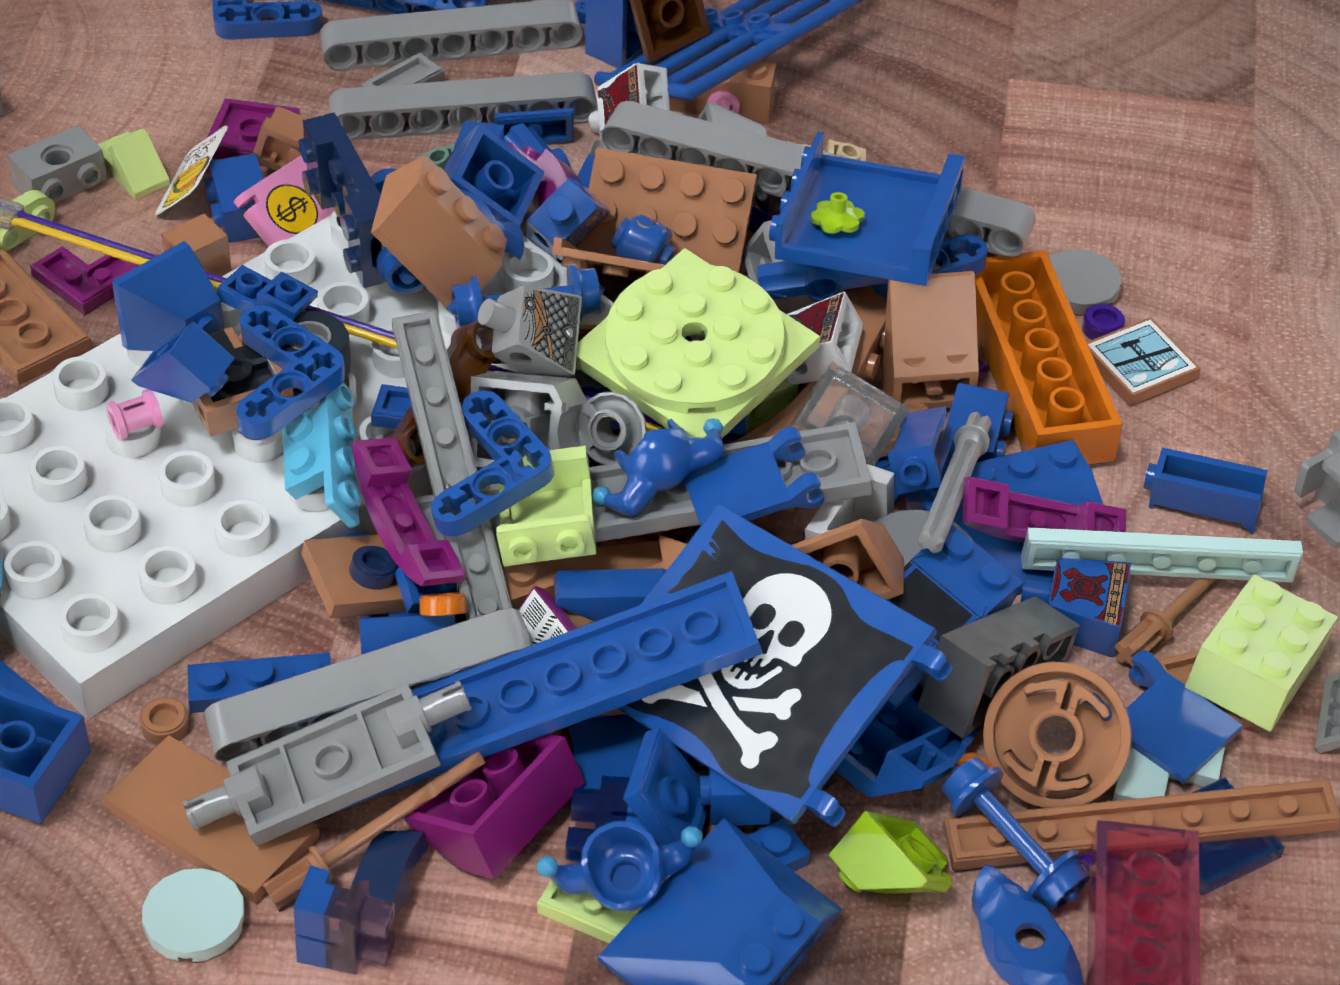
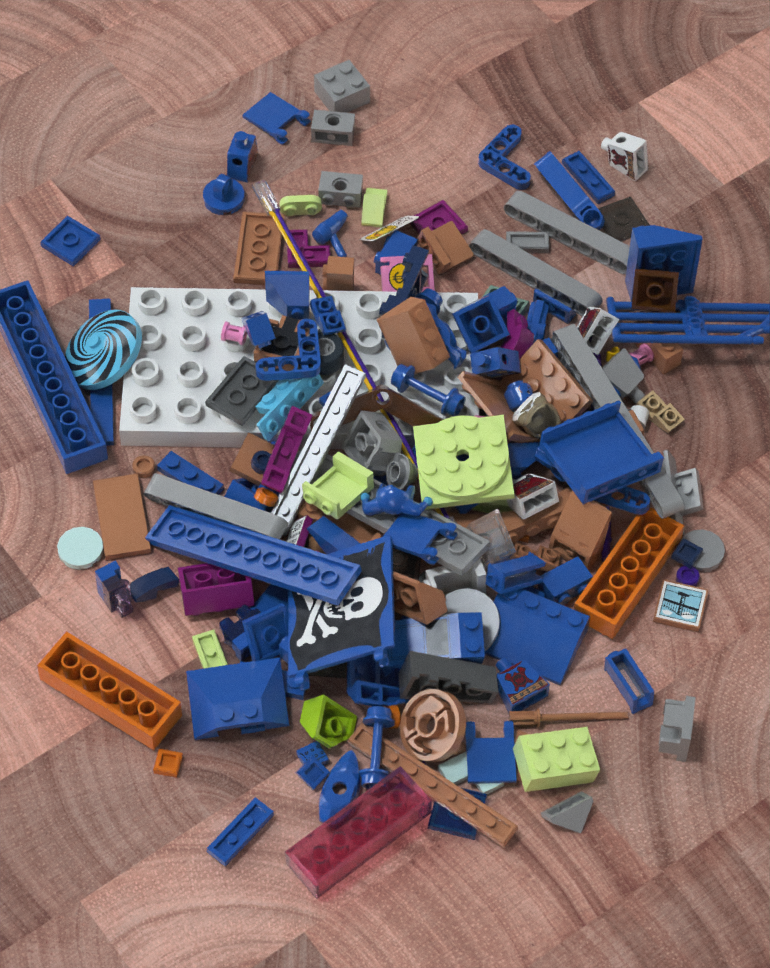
camera: 45 degrees right, 10 degrees up
(99, 220) = (327, 232): none -> blue piece
(235, 487) = (240, 392): none -> dark grey tile
(287, 884) = (134, 563): nougat piece -> none
(330, 763) = (168, 528): light grey plate -> none
(505, 470) = (332, 461): blue beam -> none
(534, 330) = (402, 408): light grey torso -> none
(622, 865) = (221, 645): blue piece -> none
(710, 233) = (536, 415): none -> dark tan piece
(837, 214) = (582, 445): lime plant -> none
(926, 930) = (312, 749): none -> blue tile
(961, 948) = (312, 772): none -> blue tile
(970, 443) = (540, 585): light grey axle -> none
(1008, 514) = (532, 637): magenta slope -> none
(1080, 290) = (687, 553): none -> dark blue tile
(1166, 553) = (569, 692): light aqua tile -> none

